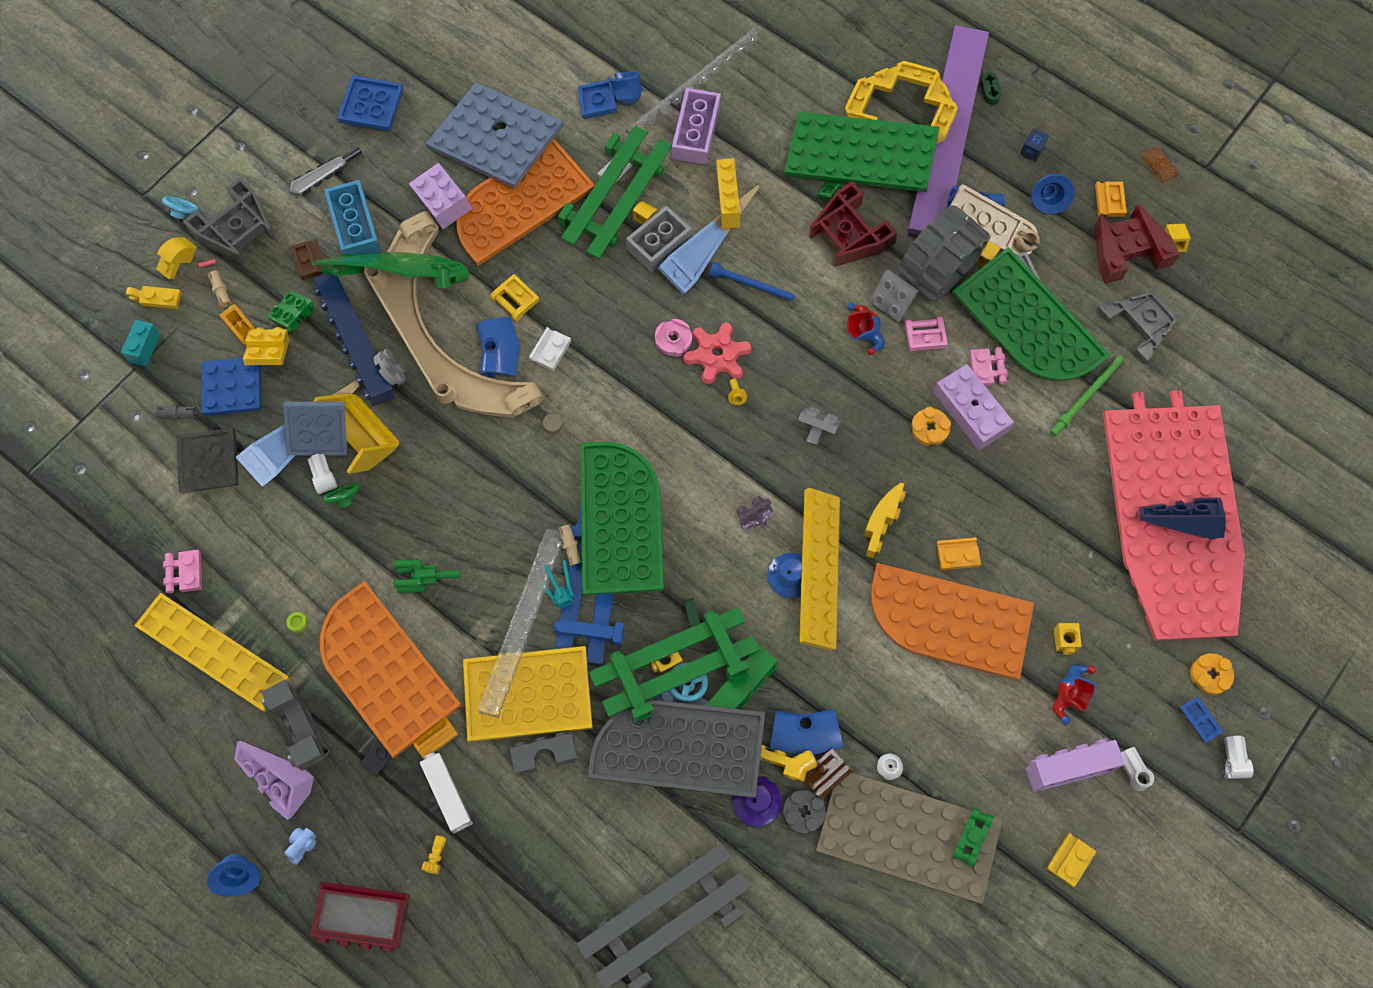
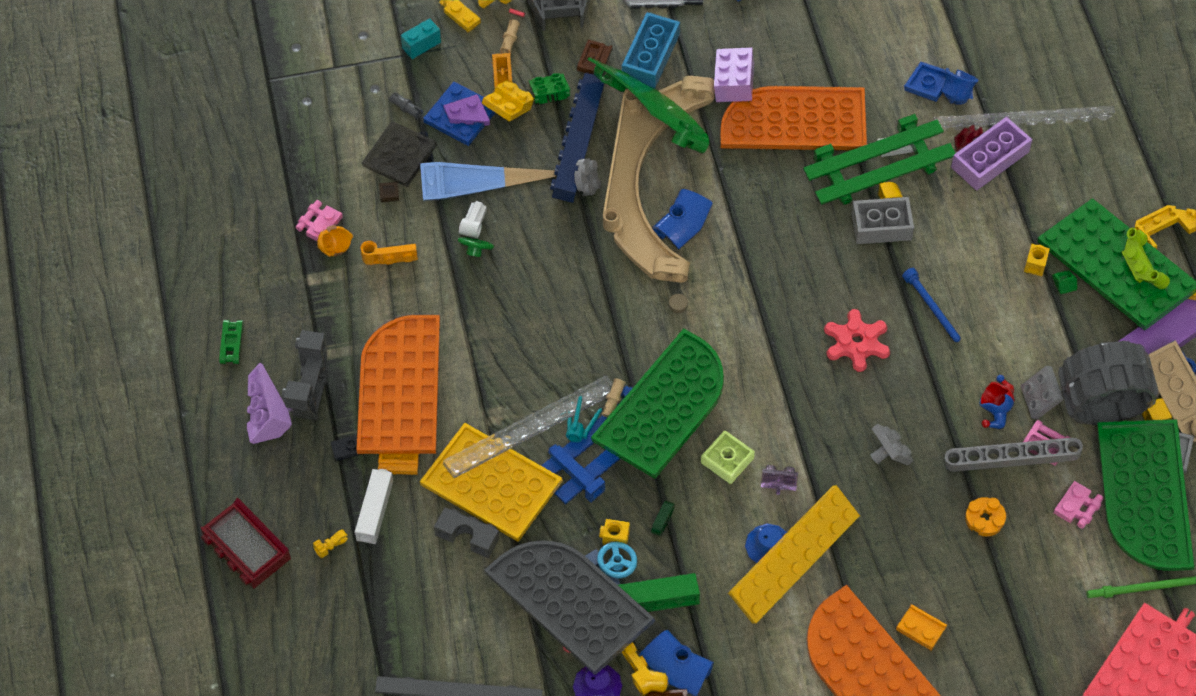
camera: 40 degrees right, 10 degrees down
(193, 740) = (231, 341): none -> green plate
(209, 650) = (291, 284): yellow plate -> none
(213, 580) = (334, 240): none -> light orange hair
(225, 500) = (389, 192): none -> dark brown plate
(233, 876) = (182, 450): blue hat -> none
(237, 380) = (467, 111): none -> medium lavender wing
(272, 558) = (387, 255): none -> light orange plate
(297, 622) = (369, 313): lime tile -> none
(301, 842) = (245, 464): light blue plate -> none
(315, 428) = (494, 181): sand blue plate -> none
(364, 432) = (529, 203): yellow windscreen -> none
(420, 575) = (483, 341): green plant -> none
(500, 154) = (807, 72): sand blue plate -> none
(517, 292) = (735, 190): yellow plate -> none
(550, 349) = (724, 247): white plate -> none
(636, 695) = (661, 562): green fence -> none
(665, 127) = (966, 136): none -> dark red plate
(676, 347) = (827, 313): bright pink plate -> none
(690, 259) = (895, 253): light blue plate -> none
(708, 536) = (727, 446): none -> yellowish green brick
(728, 193) = (971, 222): yellow brick -> none
(737, 395) = (843, 381): yellow plate -> none
(801, 196) = (1034, 265): none -> yellow brick
(848, 231) = (1048, 316): dark red wedge -> none
(882, 139) = (1139, 262): none -> lime plate
(882, 517) = (885, 551): yellow slope -> none
(920, 355) = (1020, 448): none -> light grey beam
(973, 407) = (1034, 525): lavender brick -> none

